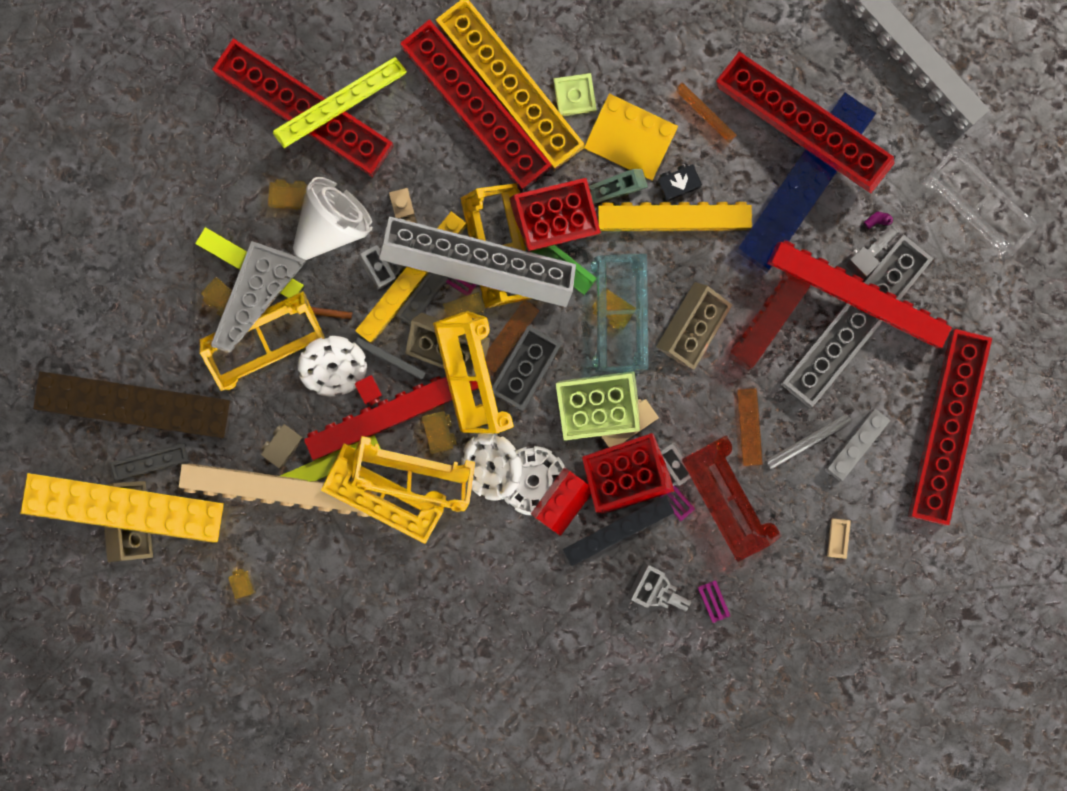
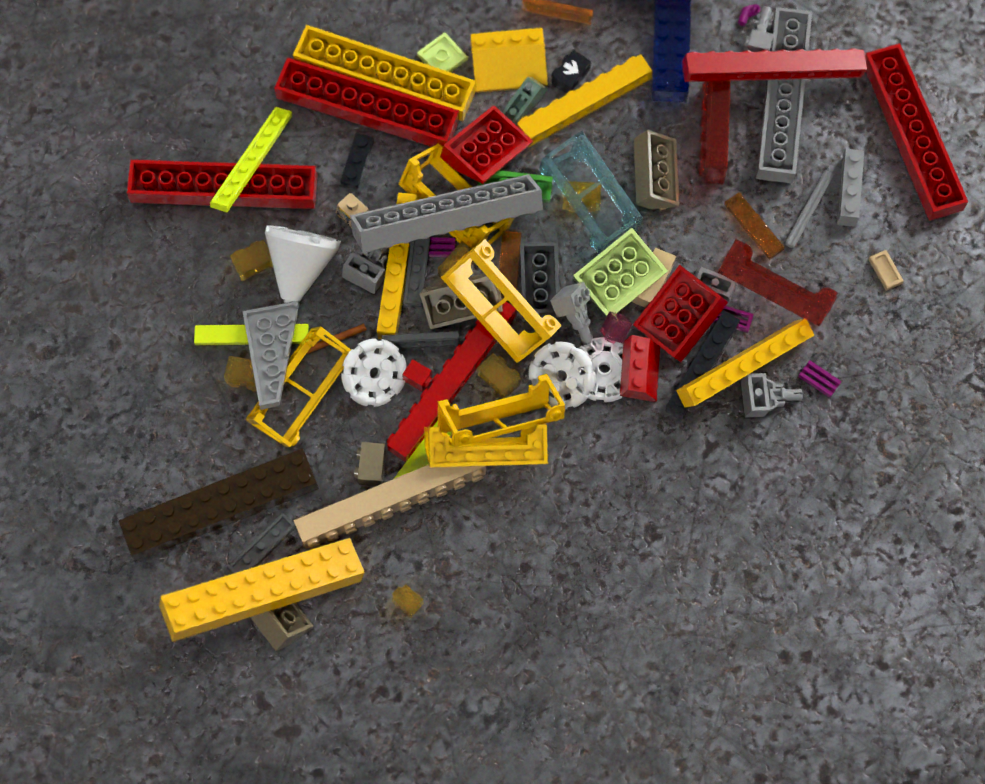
camera: 25 degrees left, 15 degrees down
(437, 152) = (357, 160): none -> black plate
(536, 412) = (572, 303): none -> light grey brick
(564, 452) = (615, 327): none -> clear pink brick
(652, 554) = (745, 363): none -> yellow brick

